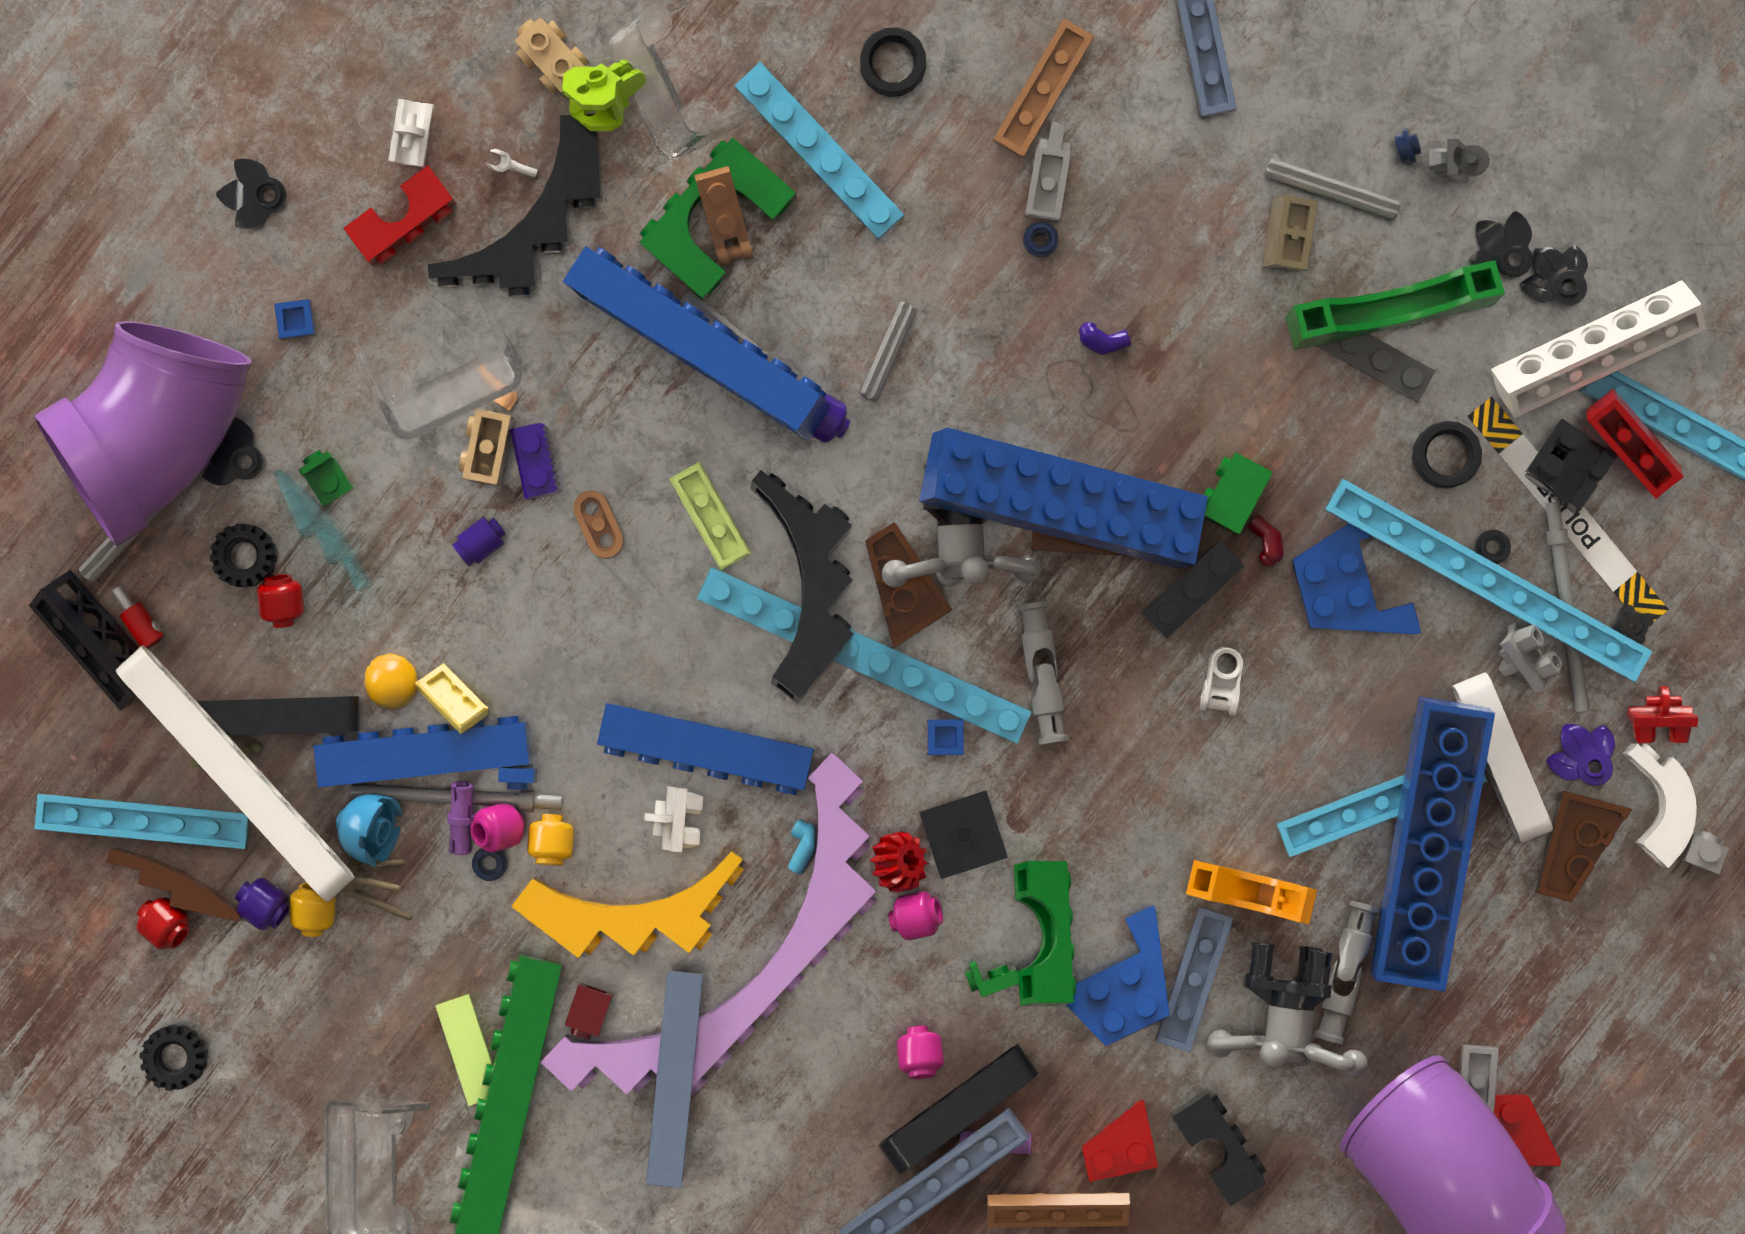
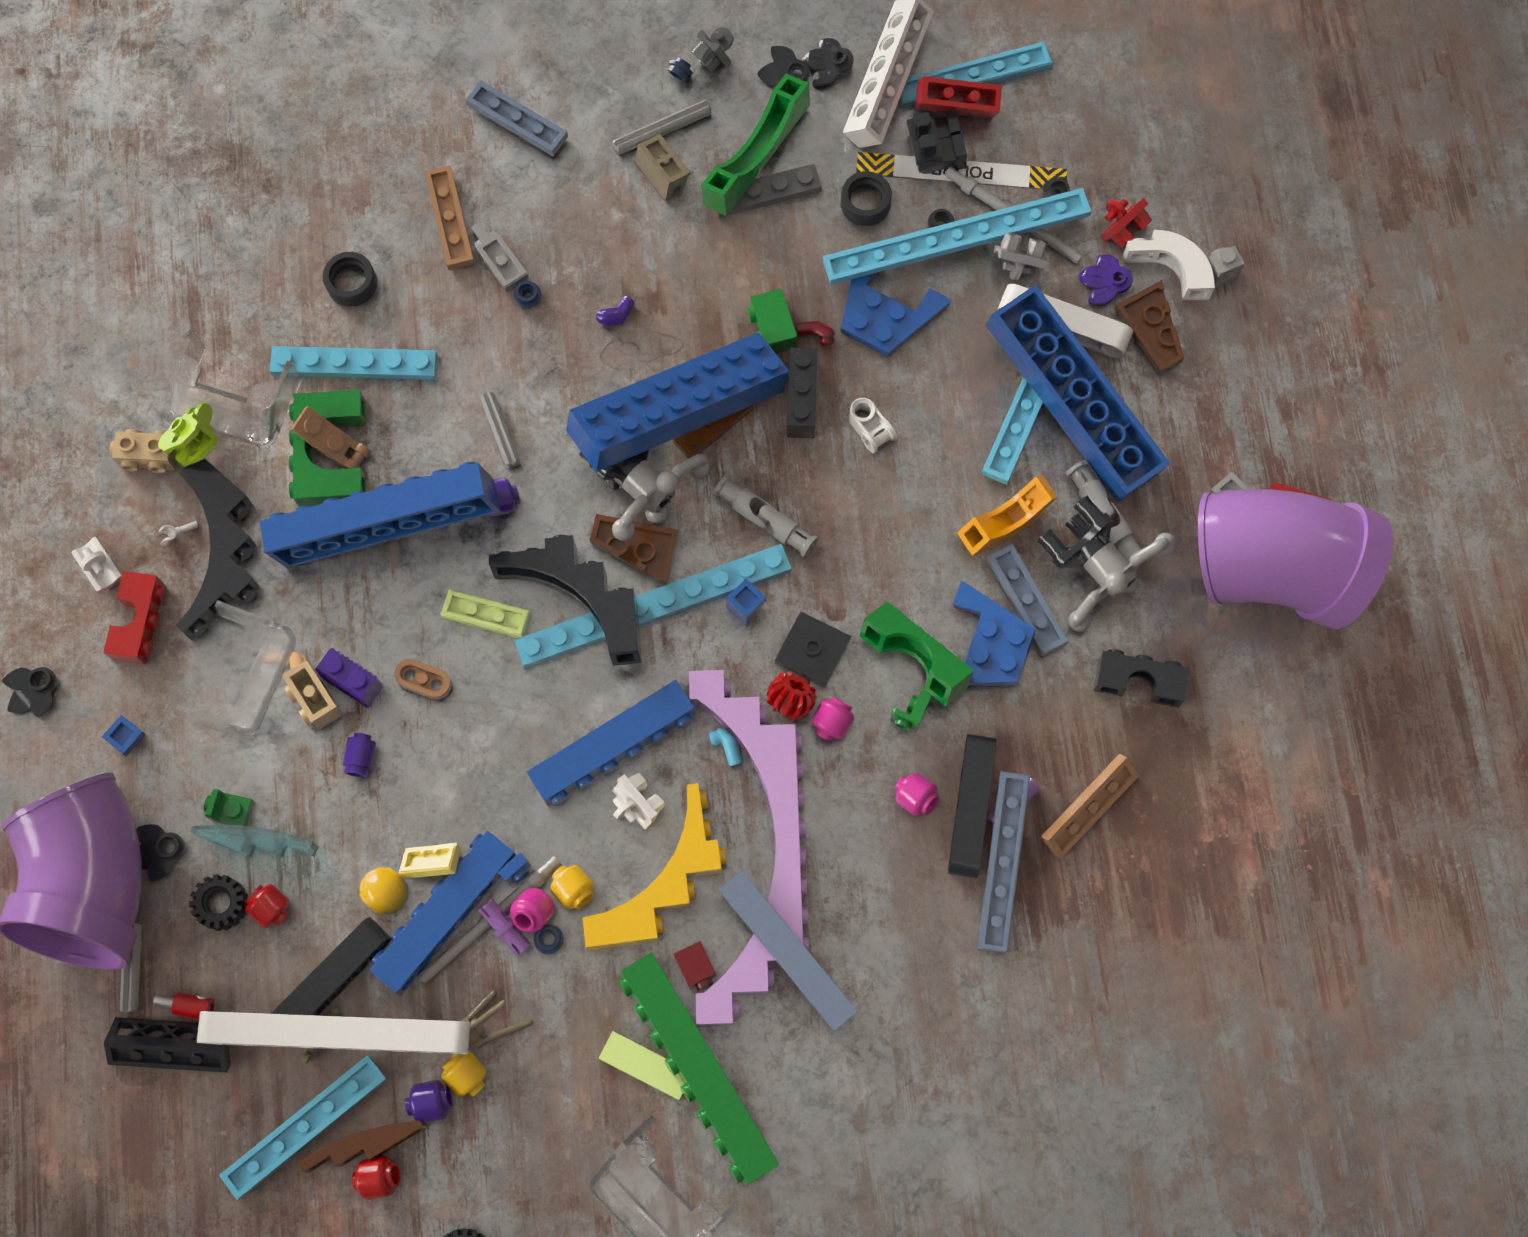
camera: 45 degrees left, 15 degrees down
(368, 828) = (450, 987): dark azure cylinder -> none
(1122, 1146) = (1086, 734): red wing -> none

